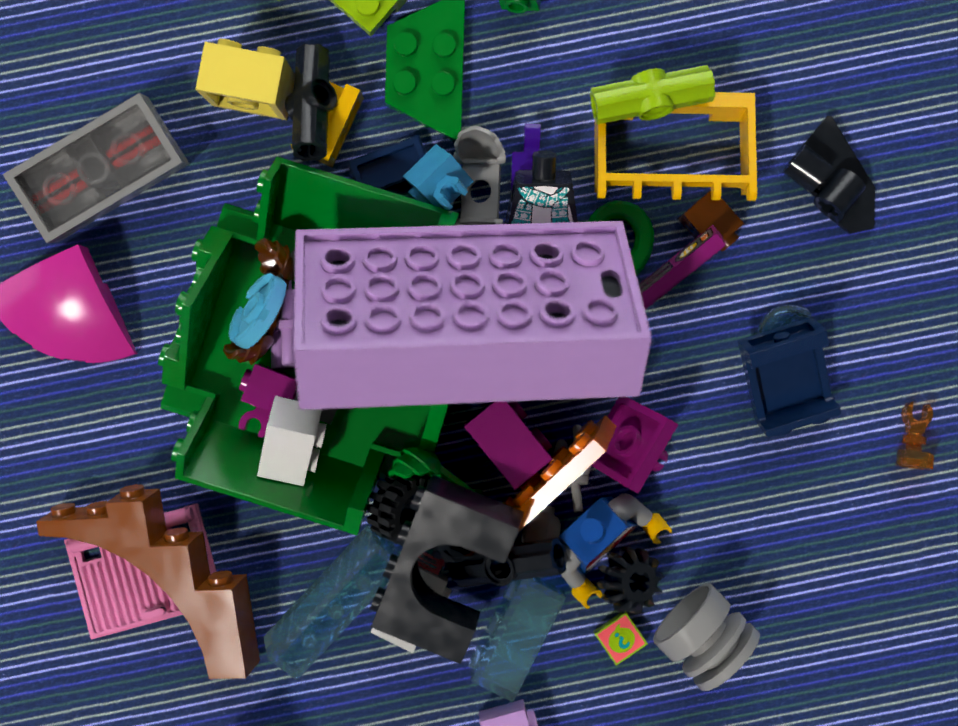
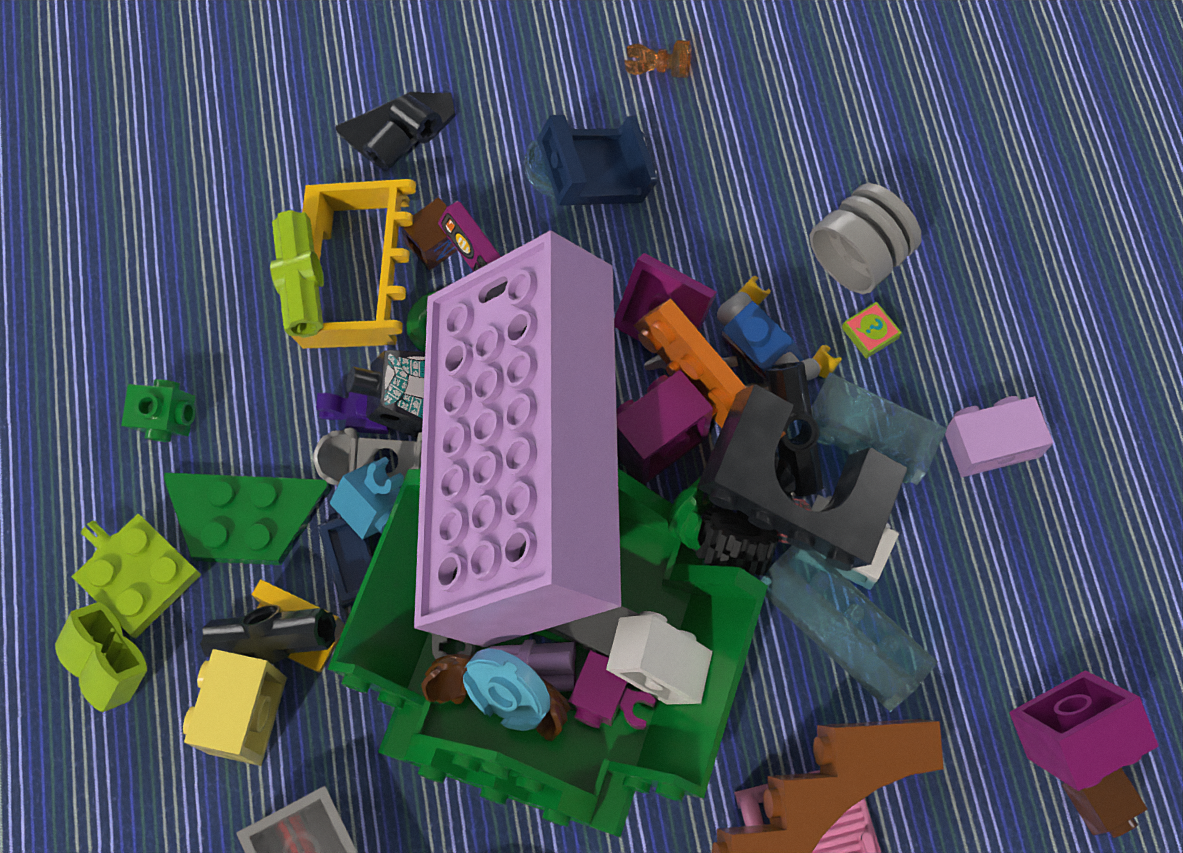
camera: 85 degrees left, 20 degrees down
(642, 583) = (809, 312): black gear -> none

